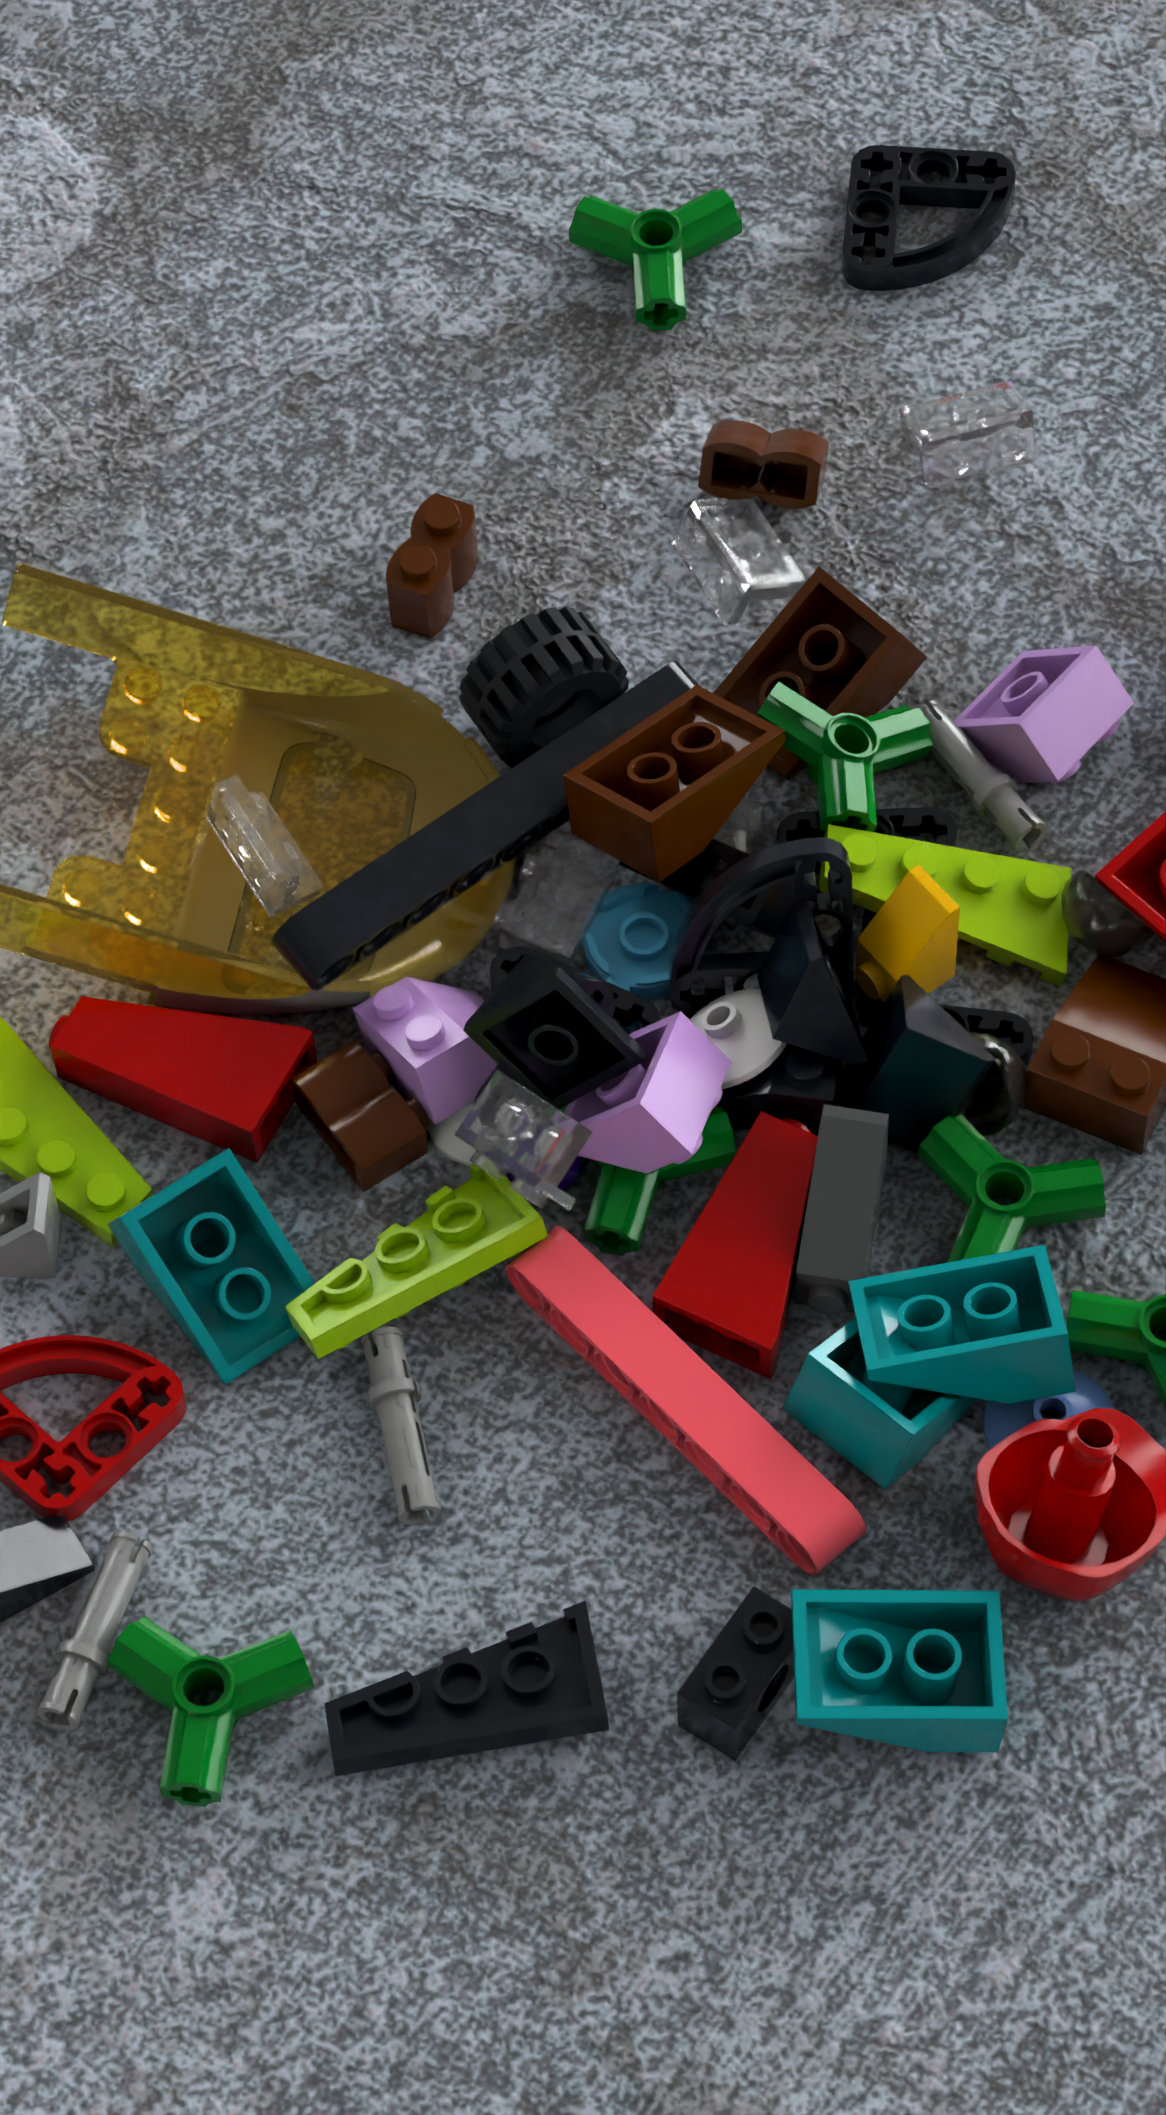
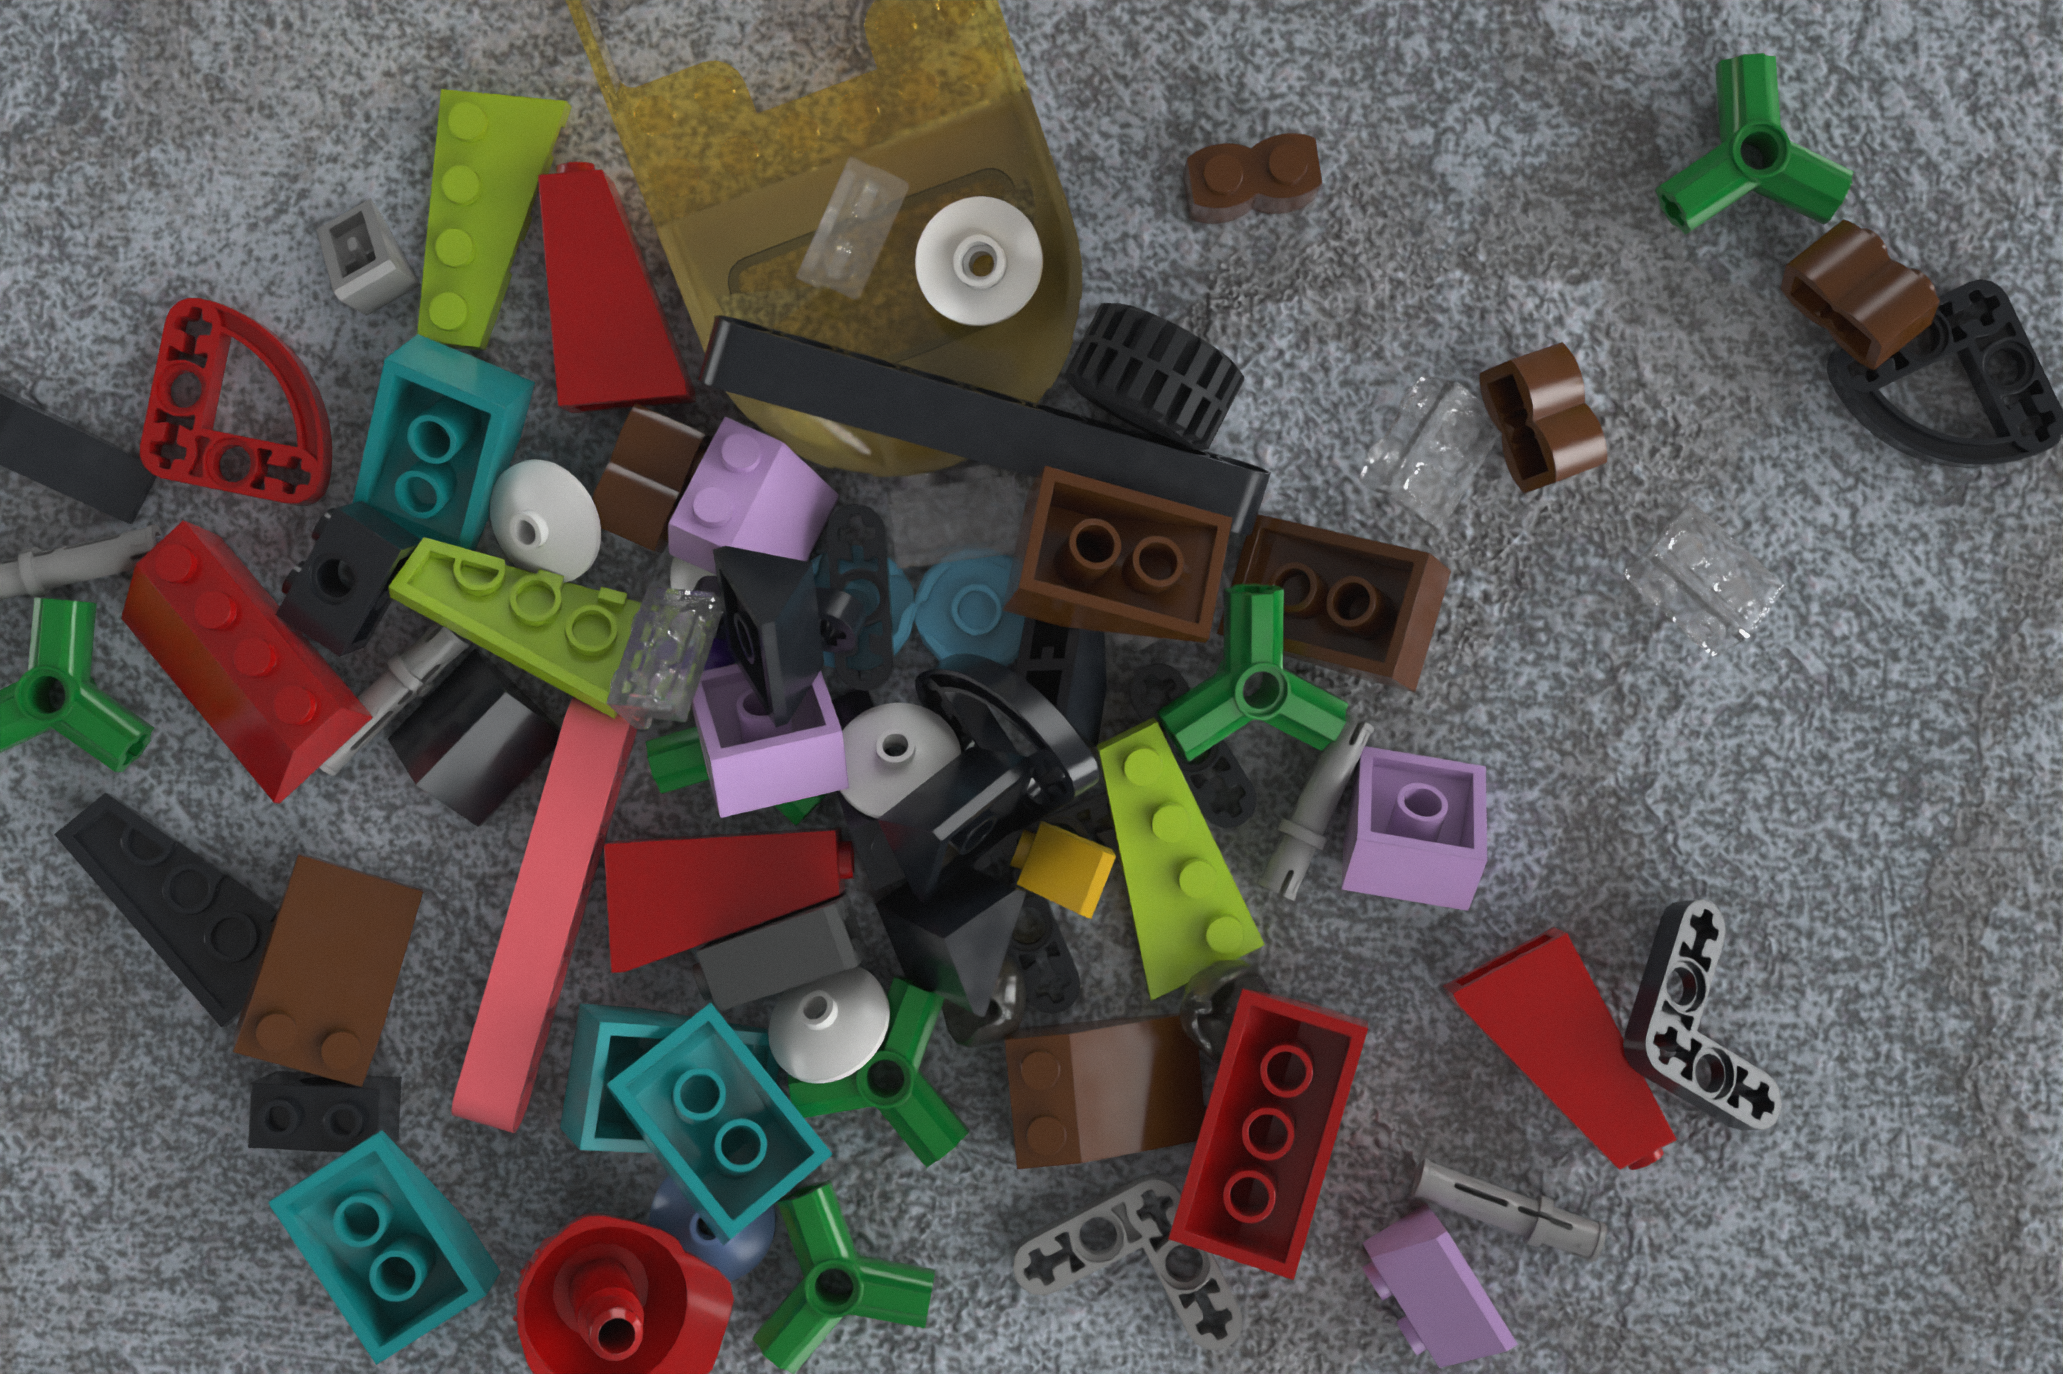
camera: 60 degrees right, 30 degrees up
(276, 1346) = (318, 599): none -> black brick
(286, 1511) = (238, 660): none -> red slope
(331, 1176) = (545, 519): none -> white dish
(354, 749) = (957, 239): none -> white dish
(485, 1376) = (474, 739): none -> black slope
(619, 1598) = (328, 971): none -> reddish brown slope
(811, 225) = (1860, 293): none -> reddish brown brick
(928, 1213) = (839, 1039): none -> white dish

